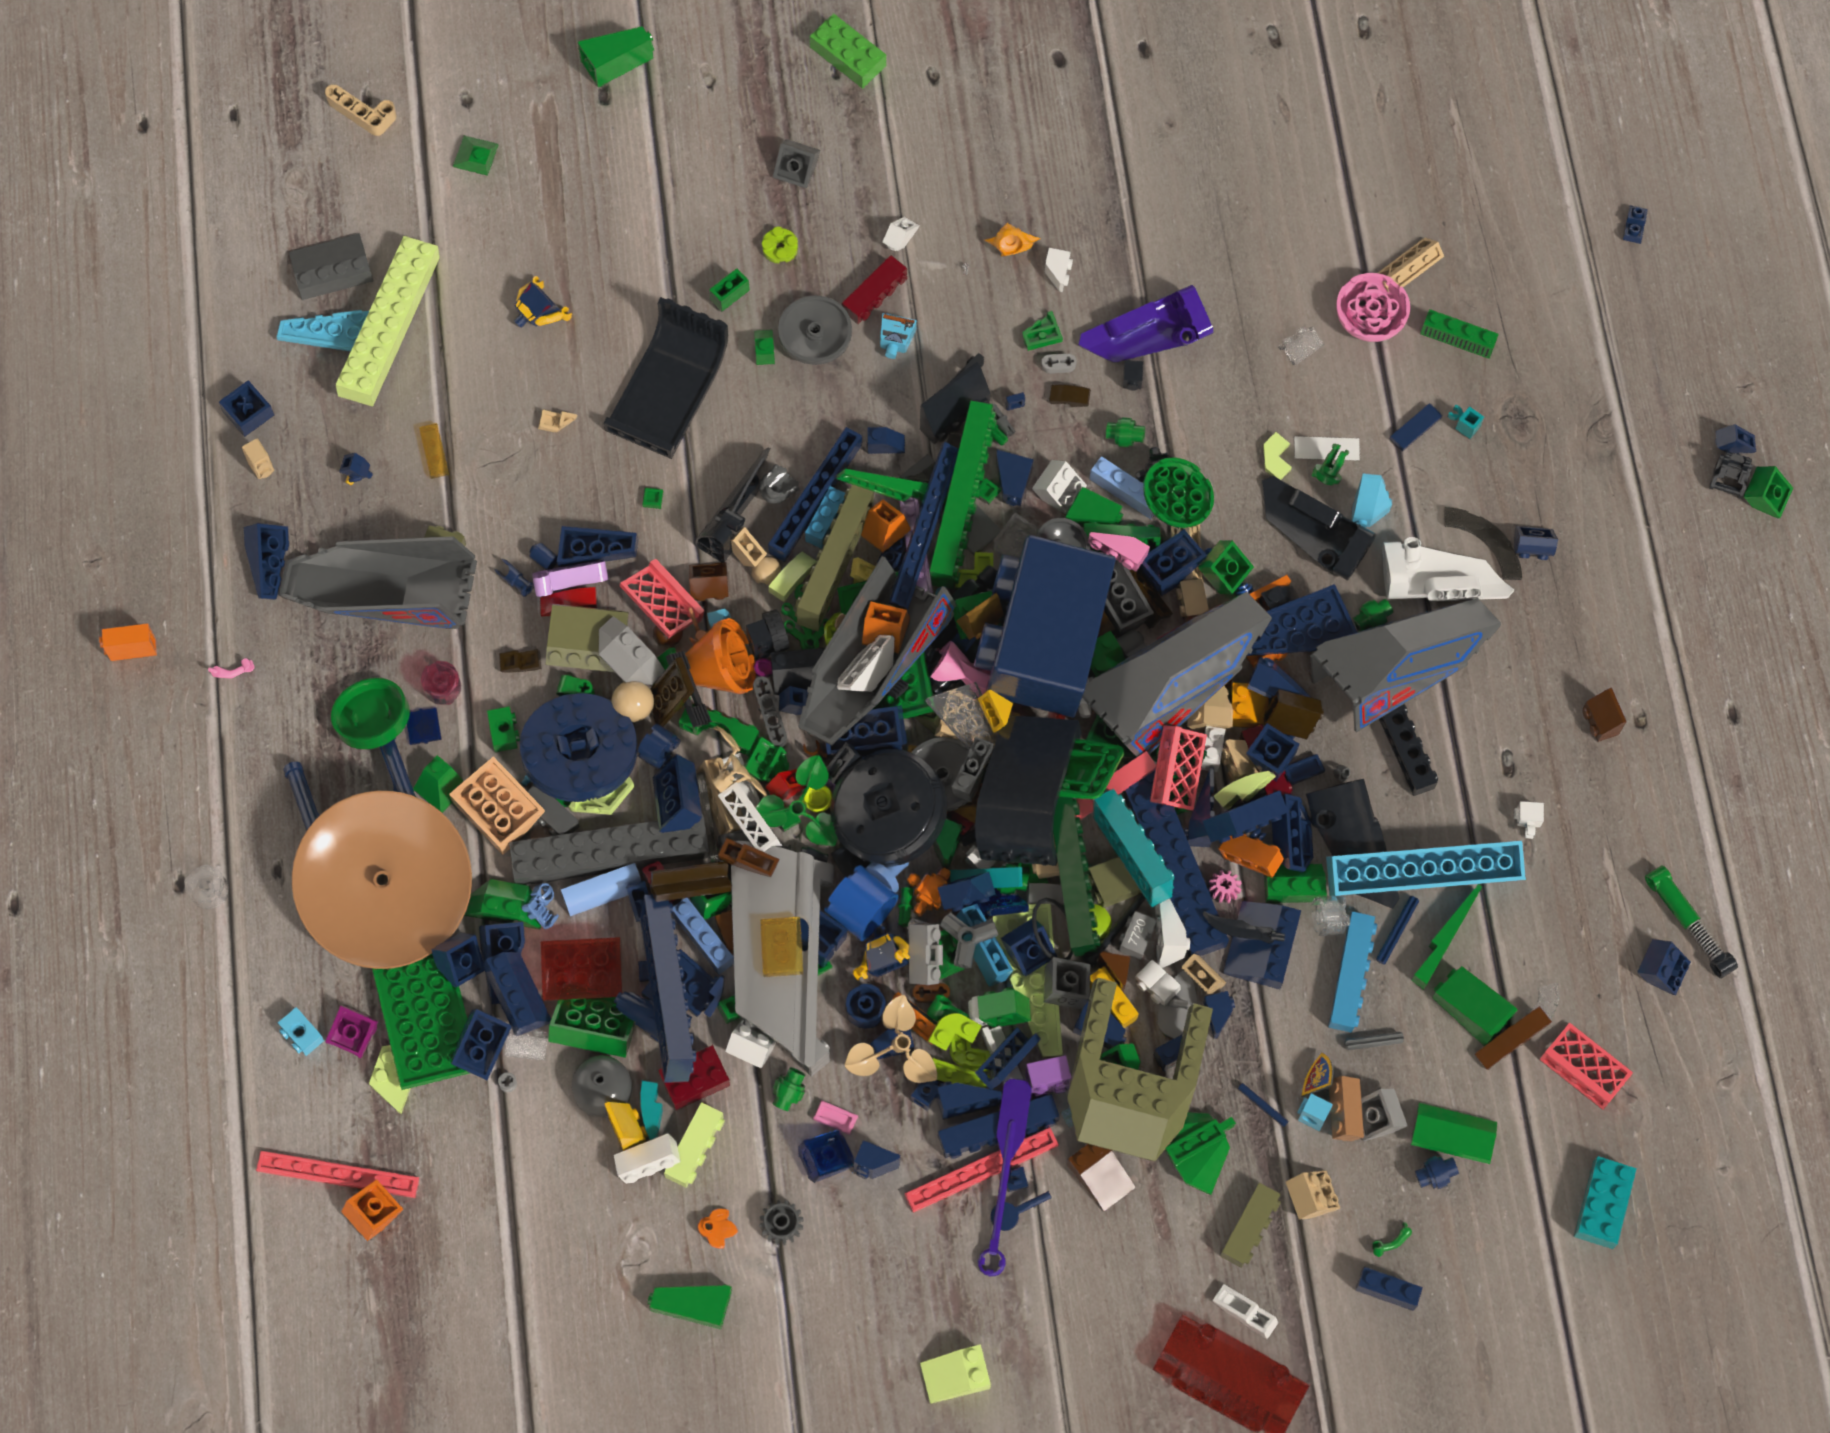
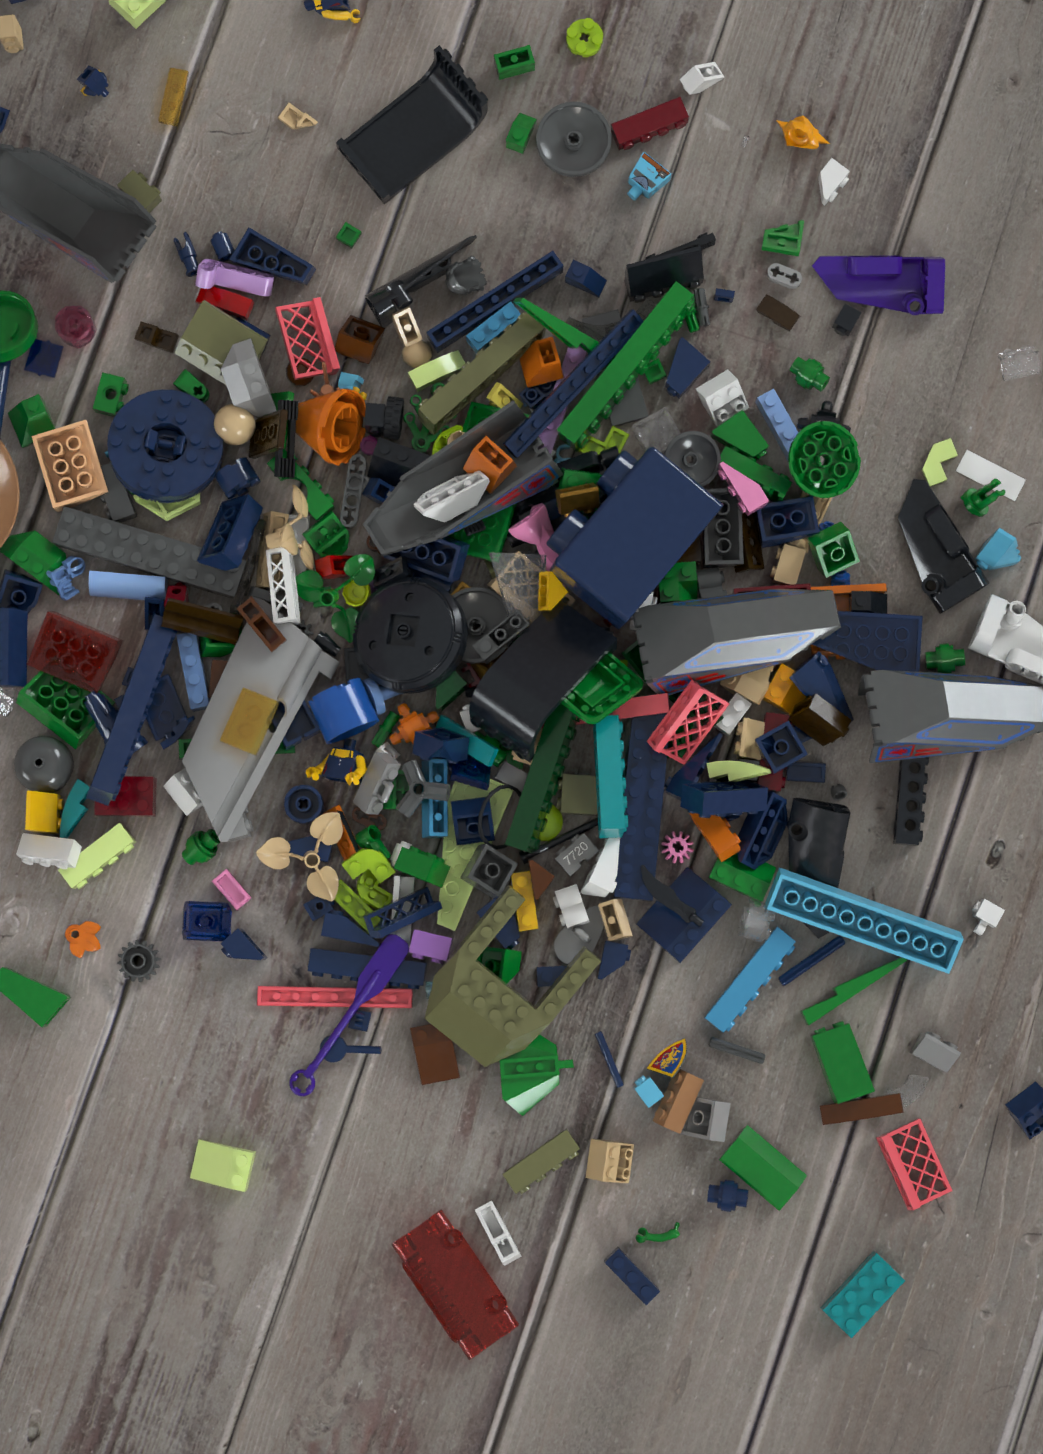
camera: 30 degrees right, 15 degrees up
(1551, 954) = (935, 1052): none -> light grey slope

